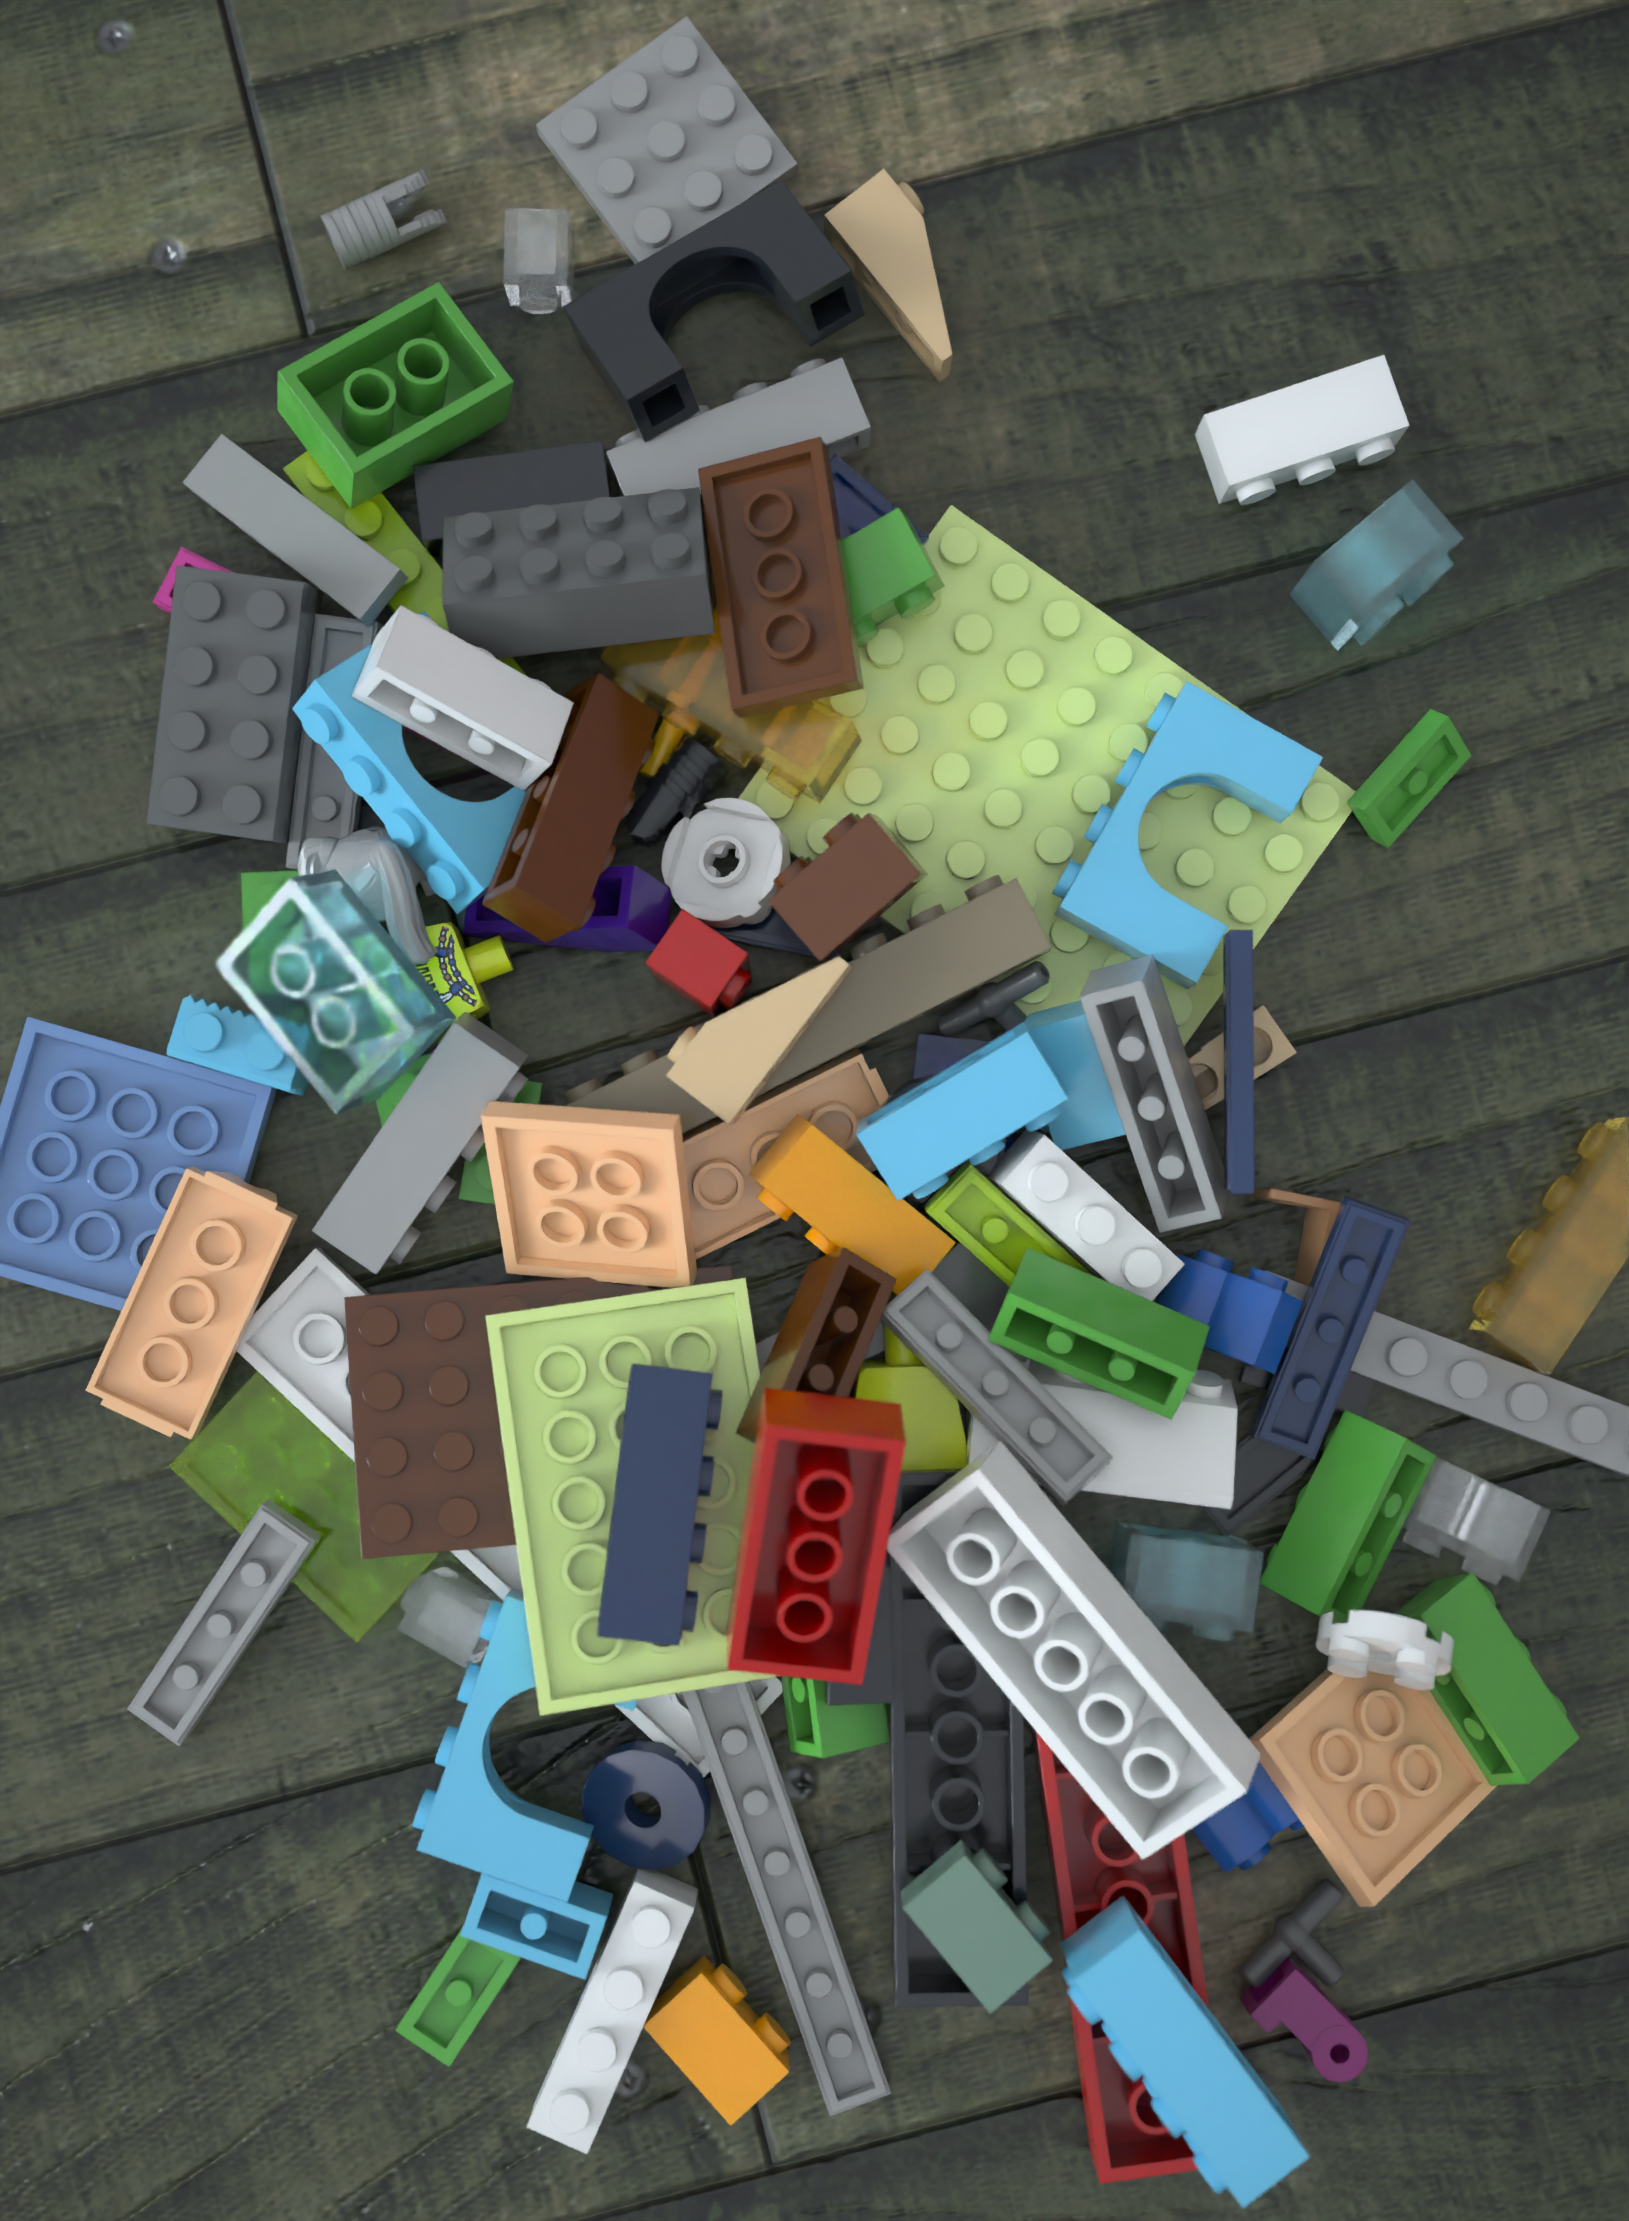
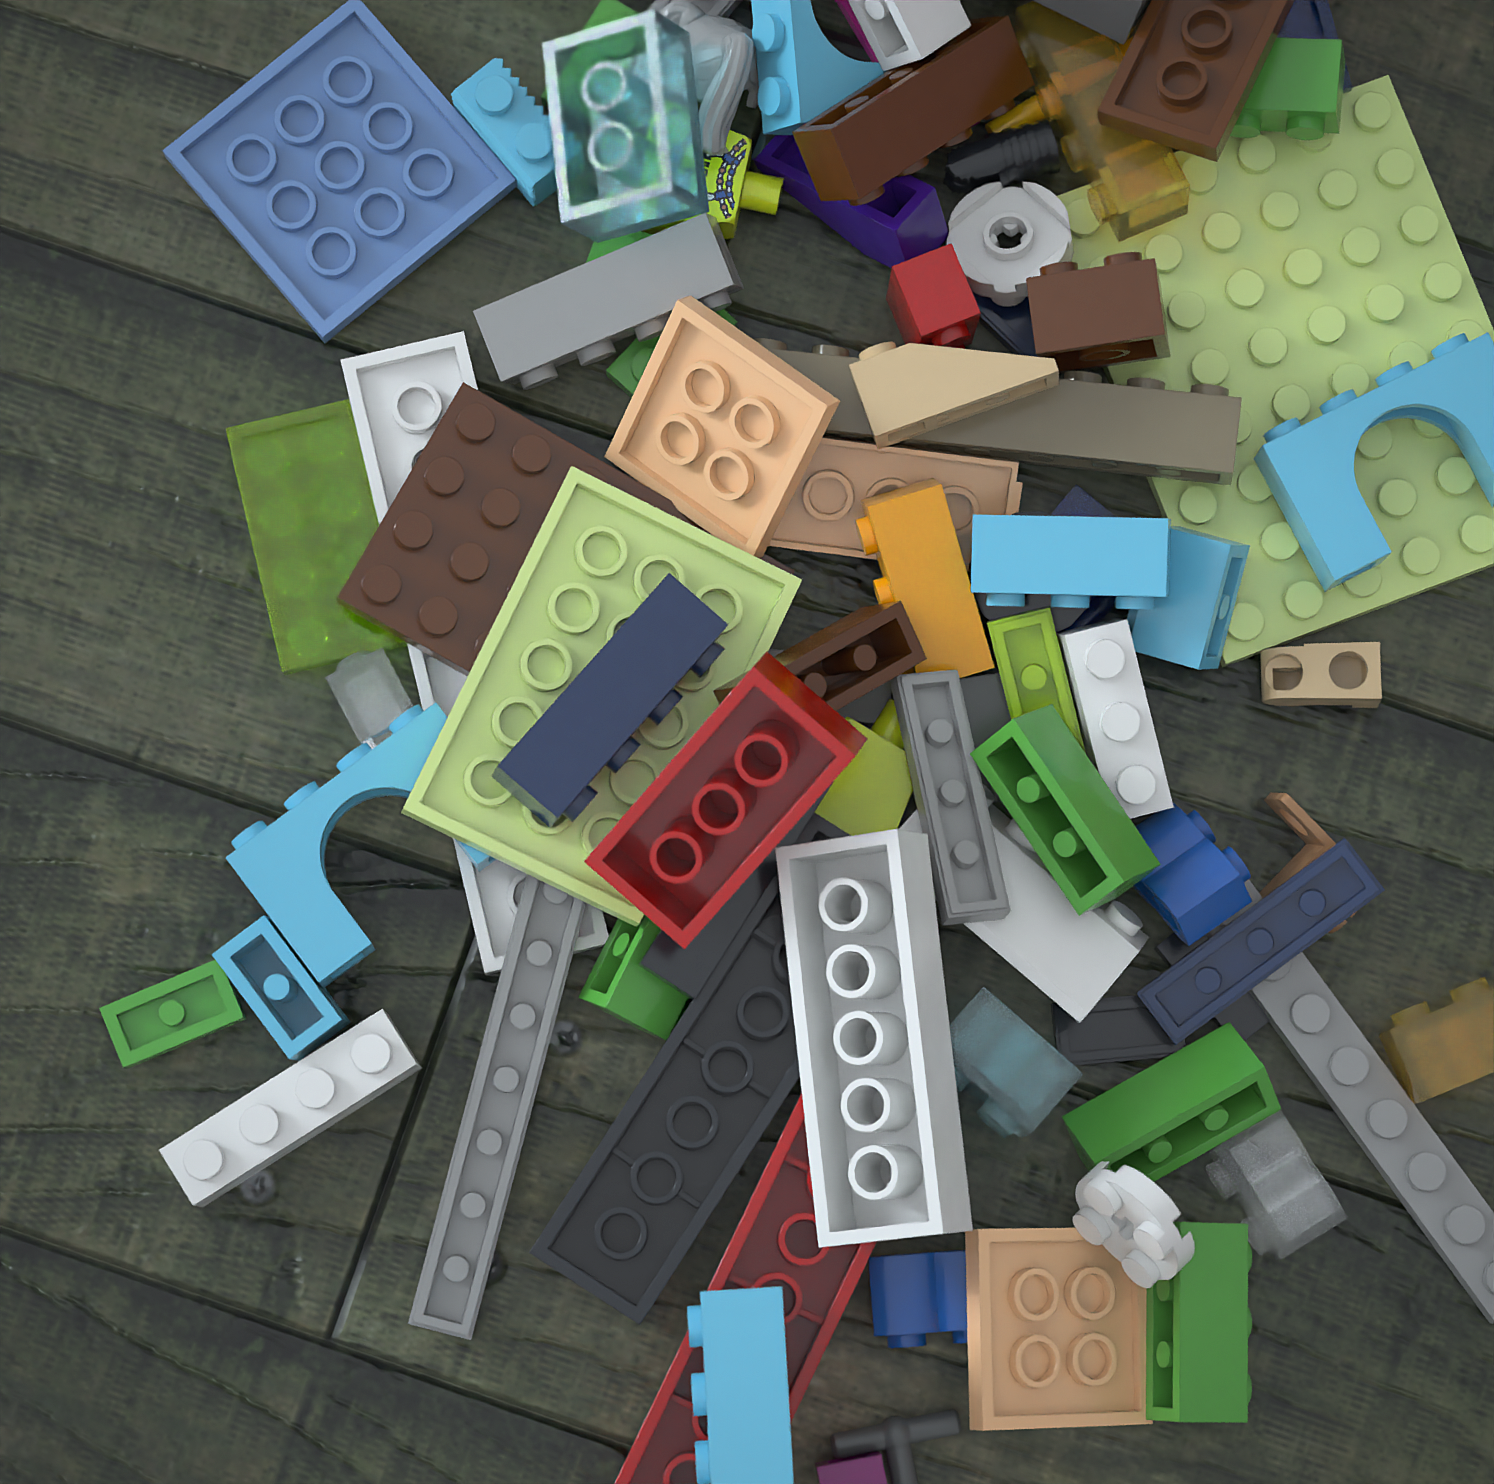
camera: 30 degrees right, 5 degrees down
(192, 1302) = (335, 306): light nougat brick -> none
(224, 1622) = (184, 583): light grey tile -> none
(627, 1832) = (395, 971): dark blue tile -> none
(719, 2038) = (360, 1194): light orange brick -> none
(977, 1924) = (644, 1220): sand green brick -> none
(995, 1001) = (1157, 495): dark grey piece -> none
(1155, 1093) = (1241, 651): light grey brick -> none
(1238, 1061) = (1327, 668): dark blue tile -> none

